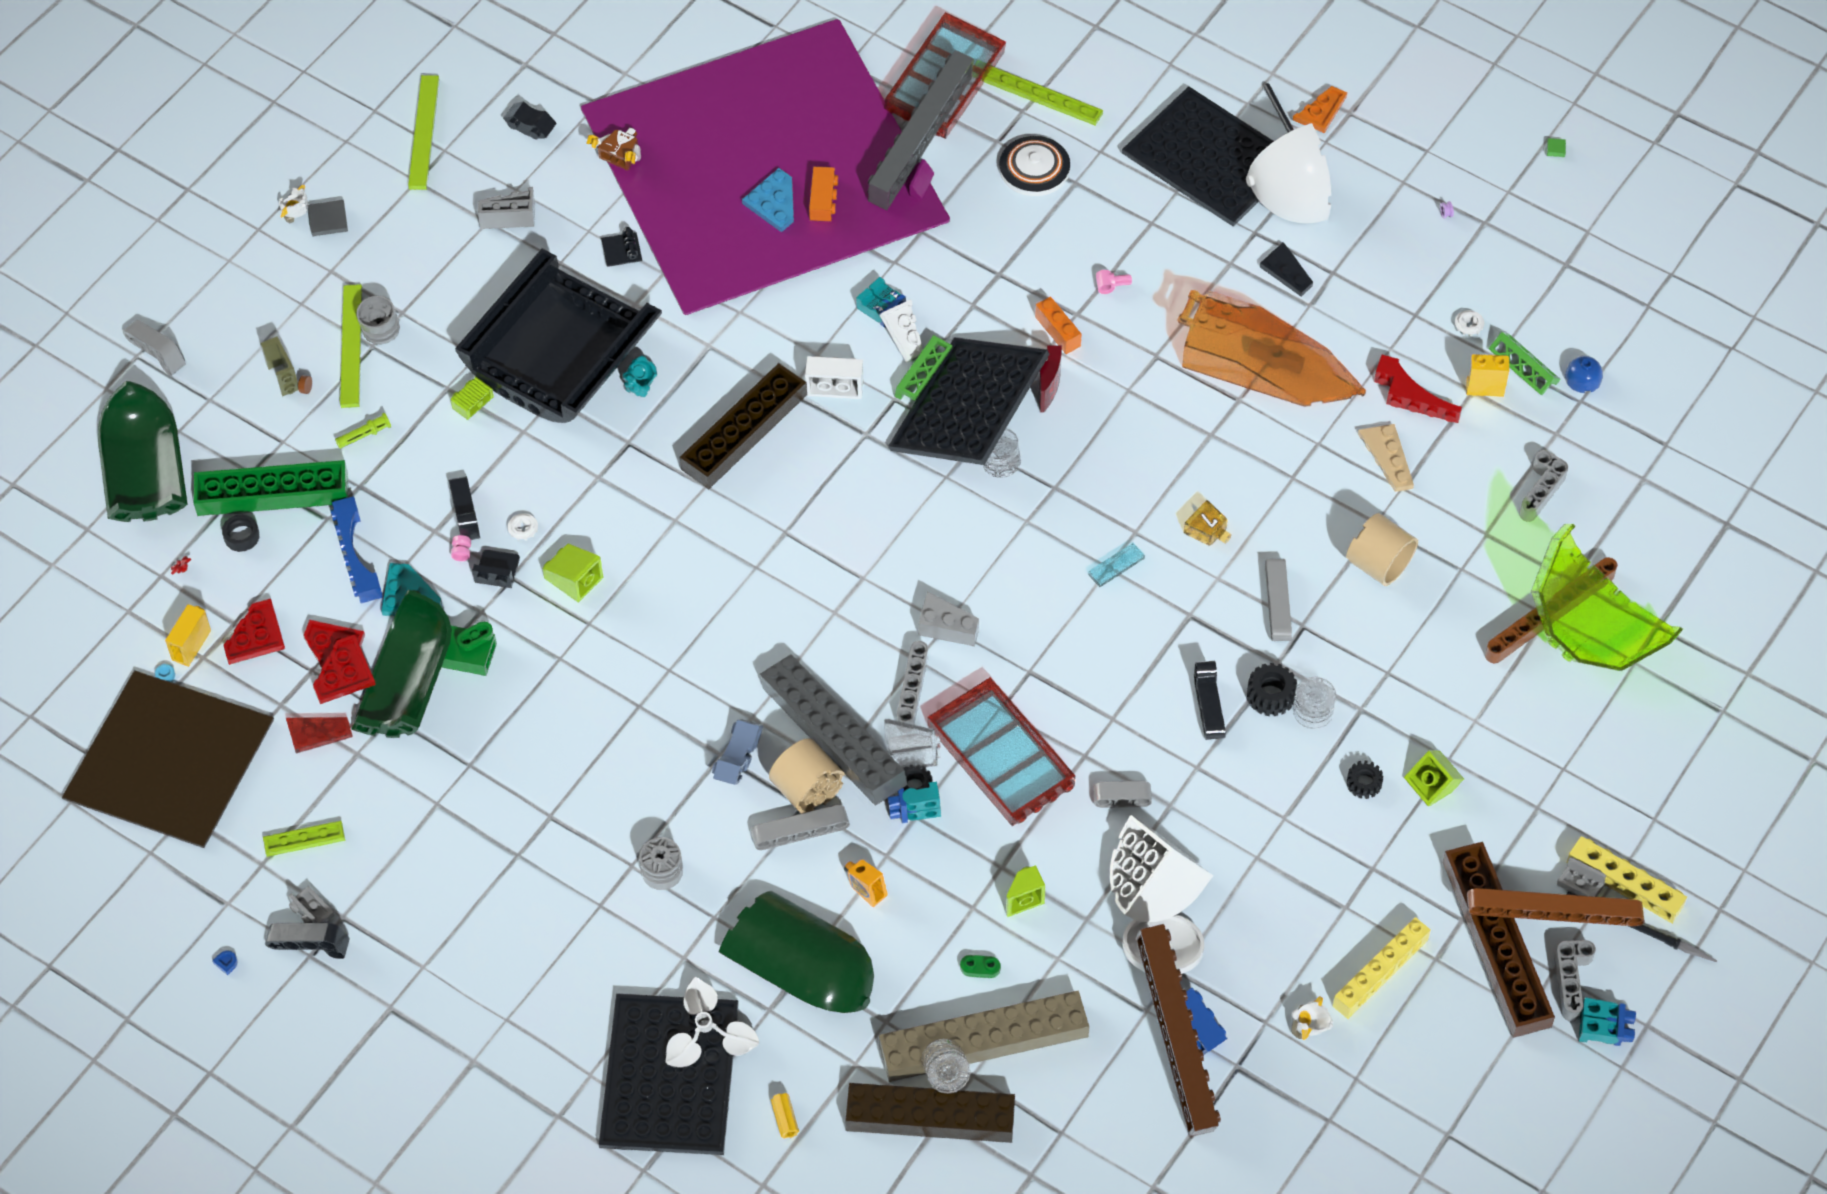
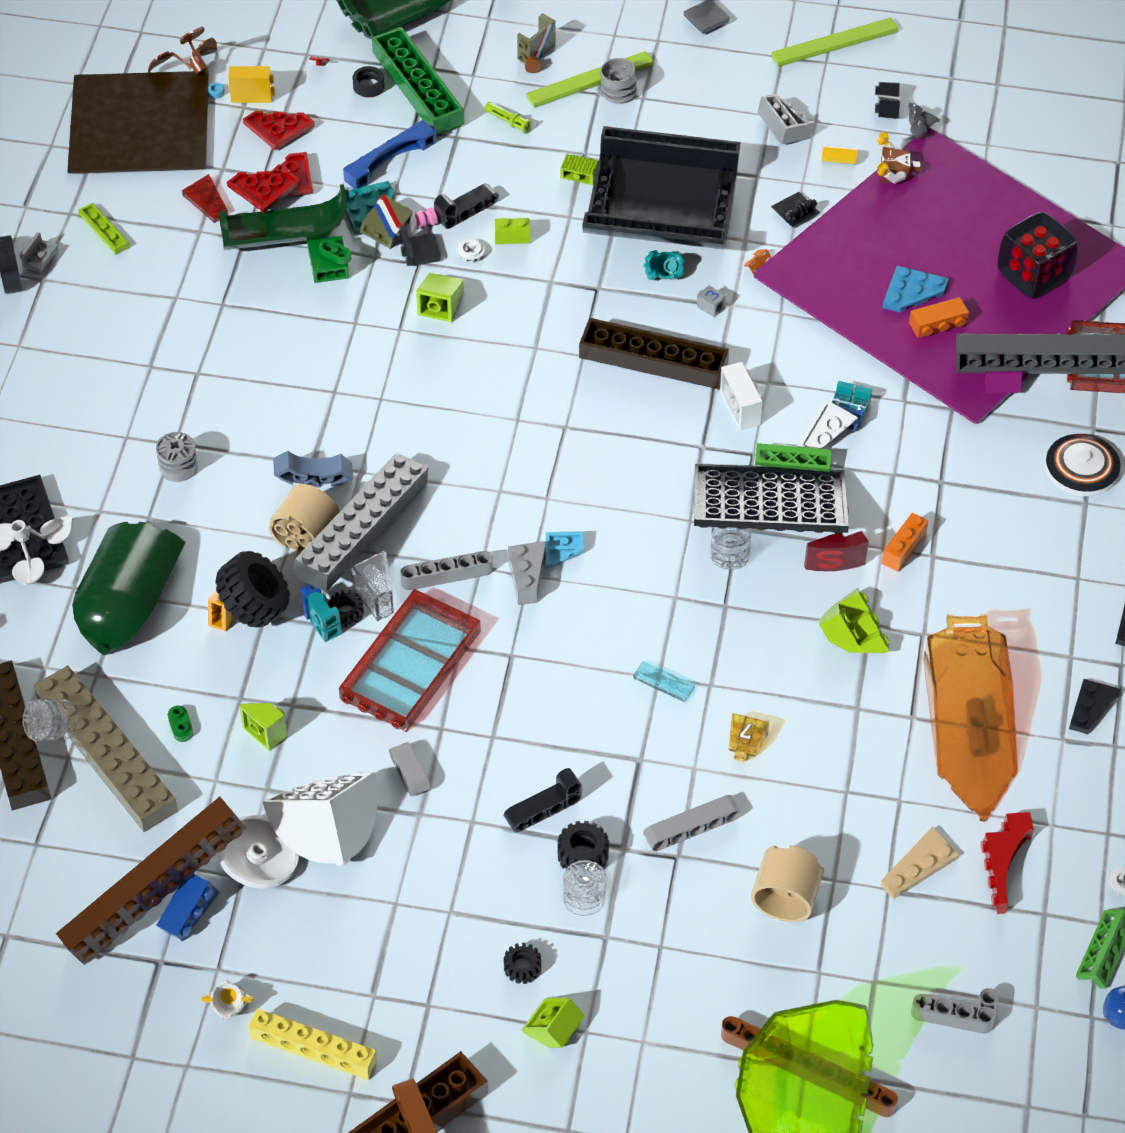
camera: 65 degrees right, 5 degrees down
(125, 673) = (196, 60): none -> dark orange plant
(451, 581) = (384, 220): none -> olive panel
(522, 482) = (512, 230): none -> lime brick
(574, 108) = (920, 121): none -> dark grey animal
(575, 187) = (839, 155): none -> yellow axle
(661, 298) = (758, 263): none -> orange piece
(700, 358) = (711, 301): none -> light grey brick
(800, 827) = (260, 539): light grey beam -> none
(803, 87) = (1037, 255): none -> black piece
(874, 844) = (252, 589): none -> black tyre
(929, 580) = (563, 546): none -> medium azure wing
(1107, 281) = (982, 564): bright pink axle -> none
(1129, 399) = (854, 626): none -> lime brick
(1488, 375) = (1056, 909): yellow panel -> none

